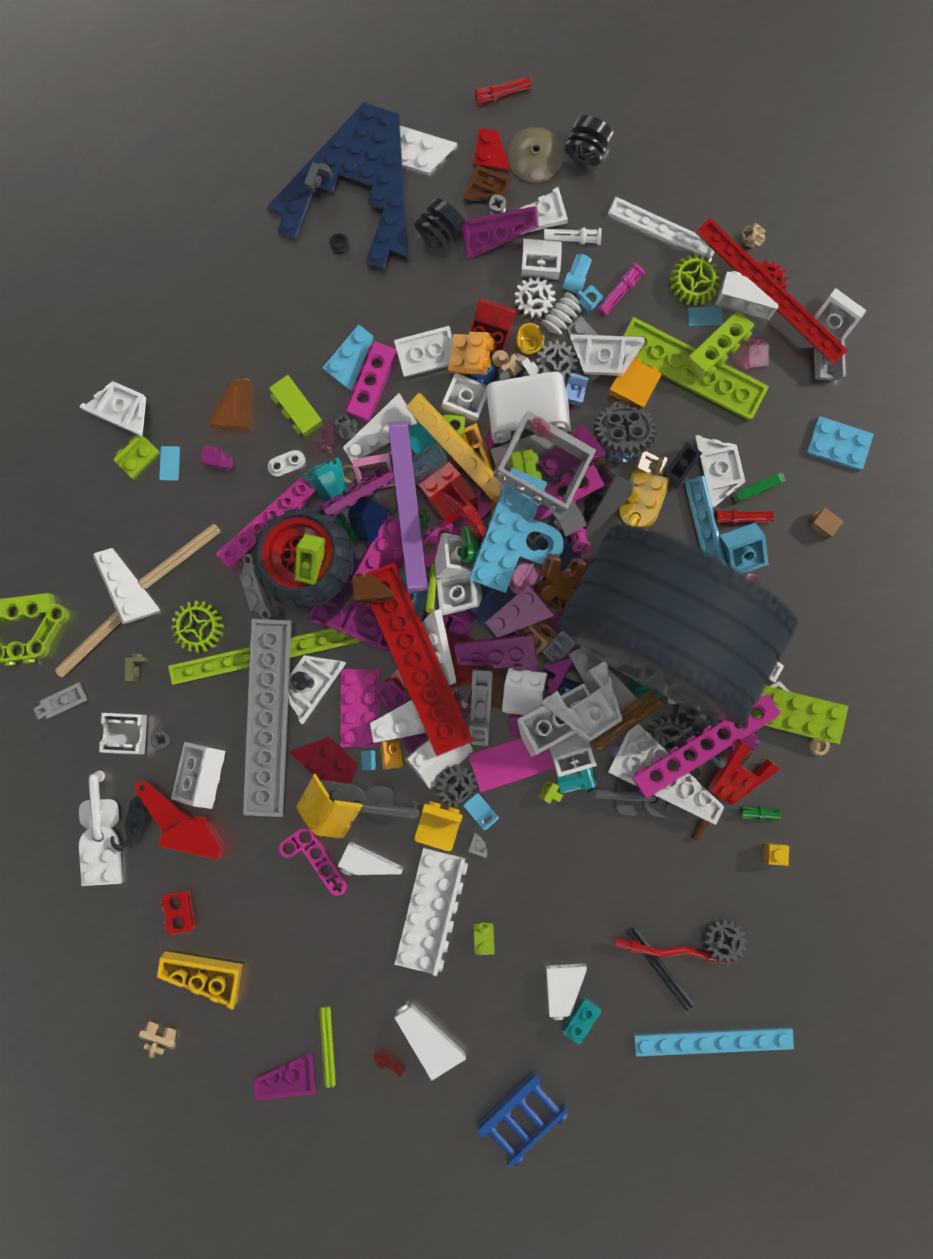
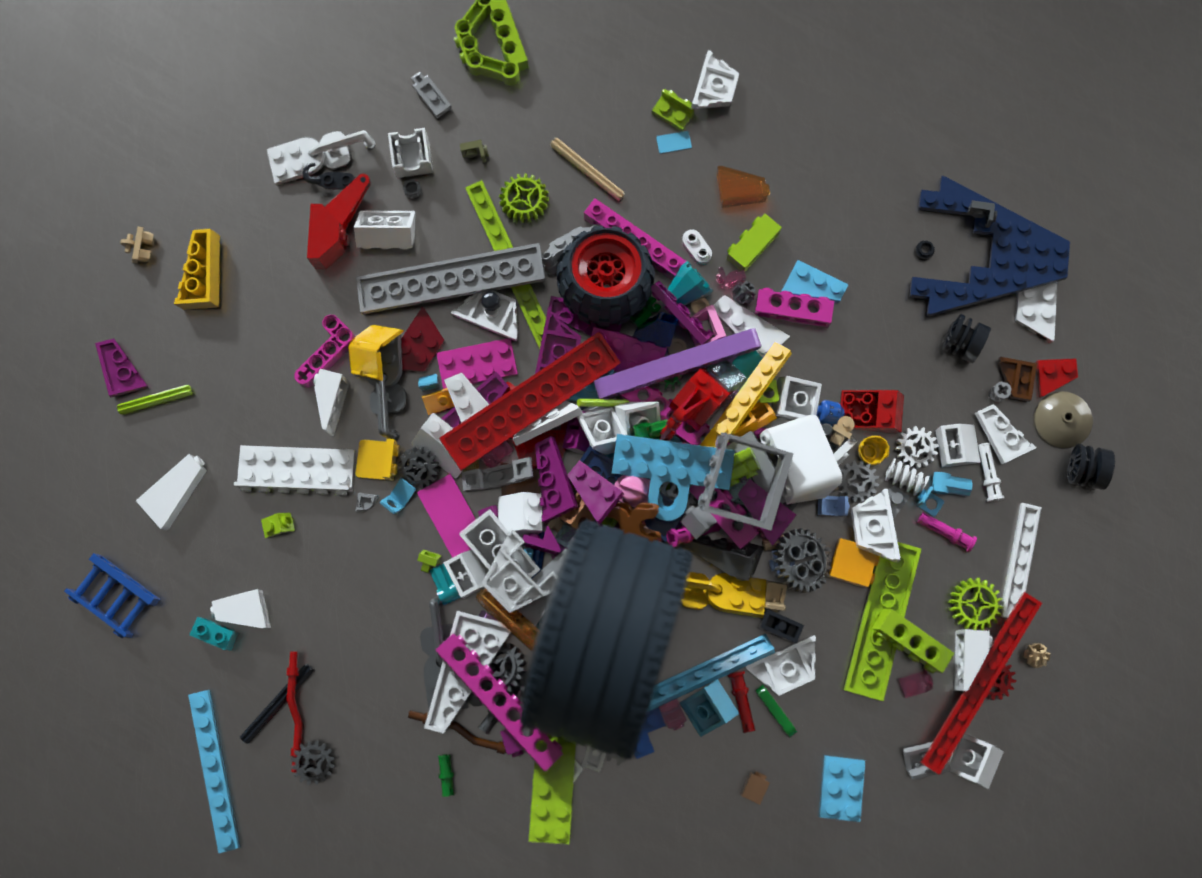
camera: 90 degrees right, 5 degrees down
(81, 651) = (493, 110): tan axle -> none
(125, 591) = (543, 128): white wing -> none
(183, 912) = (257, 243): red brick -> none
(215, 458) = (687, 180): magenta rock -> none
(309, 558) = (601, 274): lime slope -> none
(369, 590) = (586, 341): reddish brown slope -> none
(383, 1060) = (148, 455): clear red plate -> none
(424, 351) = (836, 354): white plate -> none
(470, 353) = (843, 394): light orange plate -> none
(492, 90) = (1118, 363): red pin -> none
(494, 230) = (975, 394): magenta wing -> none
(541, 428) = (778, 469): clear pink cylinder -> none
(705, 316) = (941, 623): medium azure sticker -> none
(737, 781) = (471, 741): red wing -> none
(776, 854) = (408, 798): yellow brick -> none
(818, 747) = (523, 824): tan tile -> none

